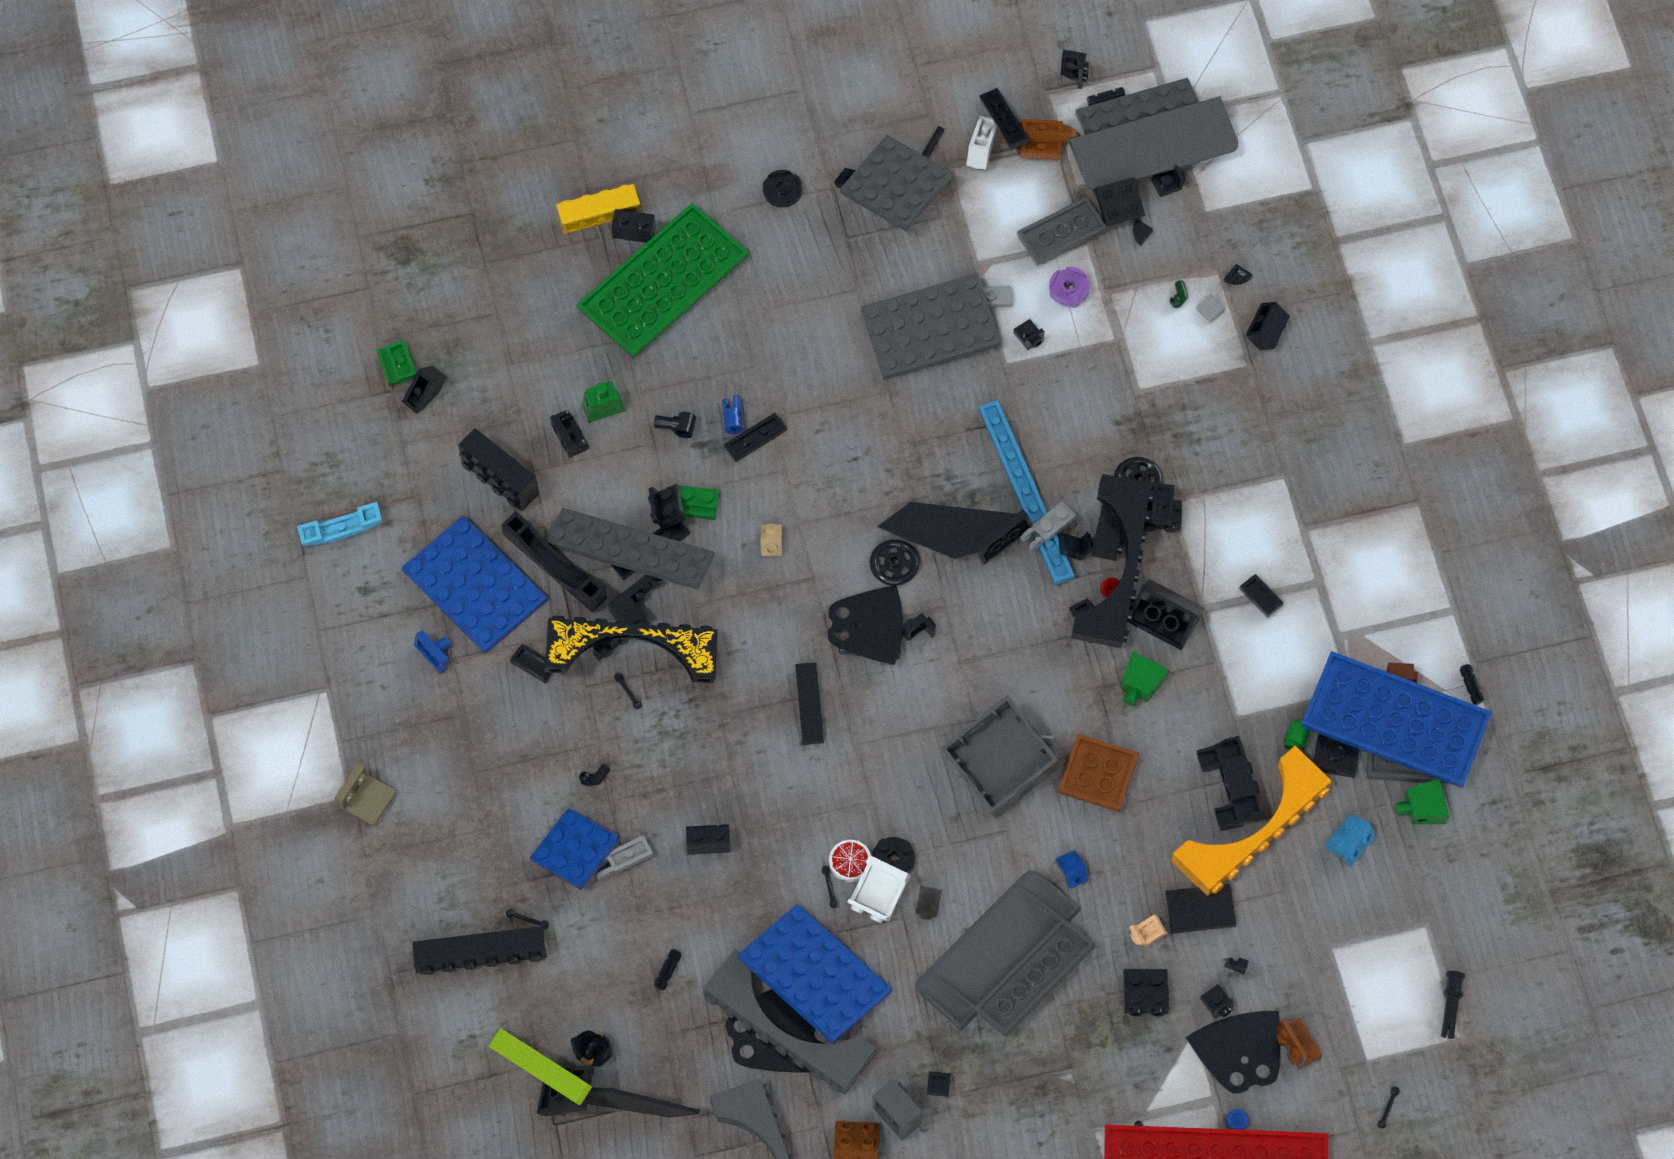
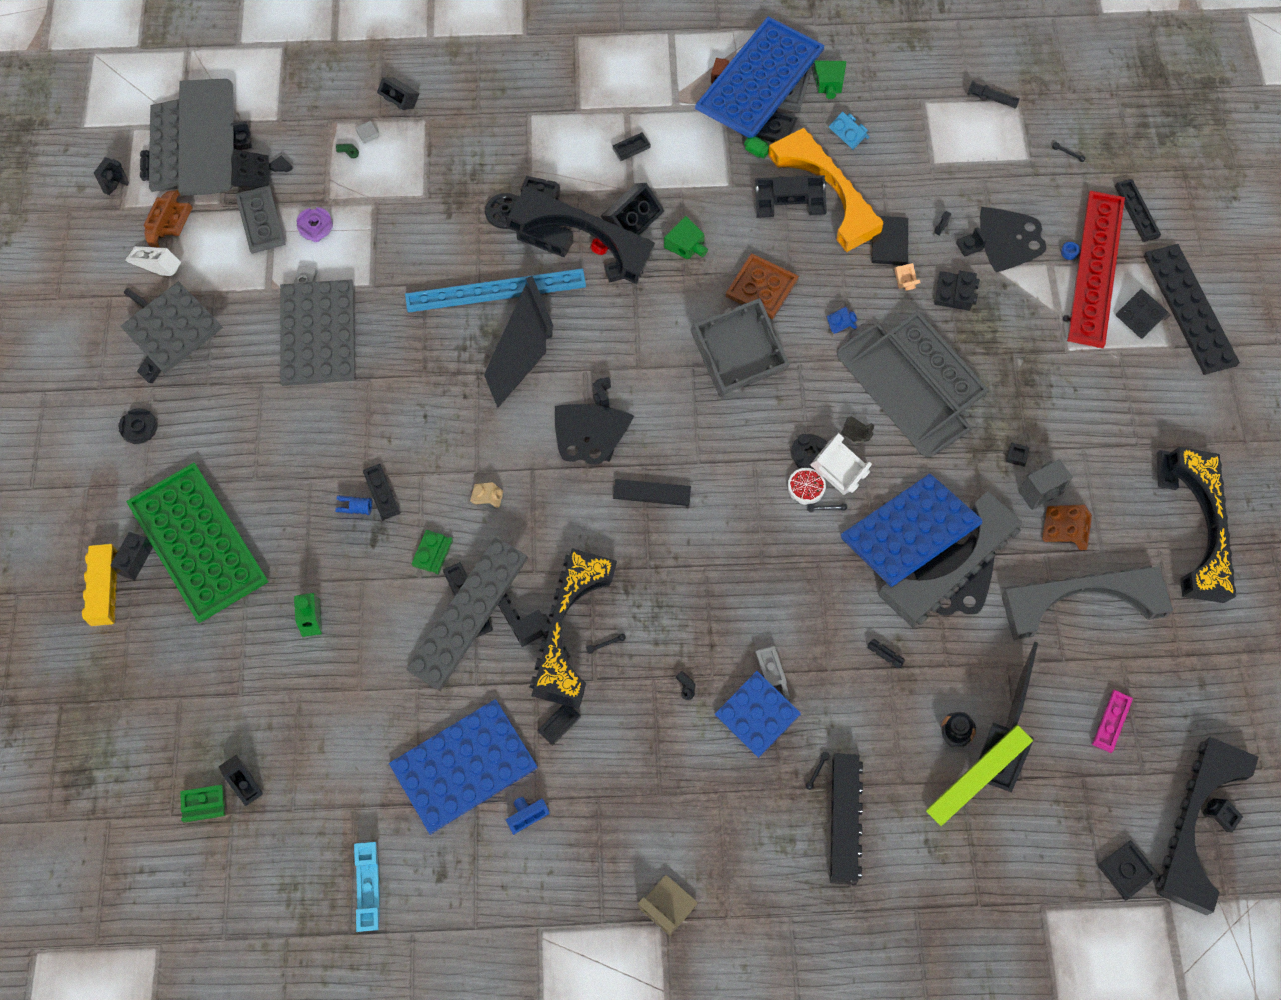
camera: 80 degrees left, 0 degrees up
(498, 469) = (353, 719): black brick -> none
(532, 544) = (436, 703): black arch -> none
(568, 433) = (330, 652): black hinge -> none
(666, 506) = (432, 573): black bracket -> none
(681, 425) = (350, 549): black pin -> none
(708, 839) = (769, 595): black brick -> none
(897, 578) = (521, 393): black plate -> none
(1004, 118) = (138, 238): black tile -> none
(1029, 334) = (349, 261): black bracket -> none
(1049, 525) = (528, 268): light grey hinge -> none
(1075, 546) = (557, 261): black bracket -> none
(1238, 276) = (343, 108): black tile -> none
(1298, 1043) = (1015, 195): dark orange bracket -> none
(1471, 684) = (737, 31): black axle -> none

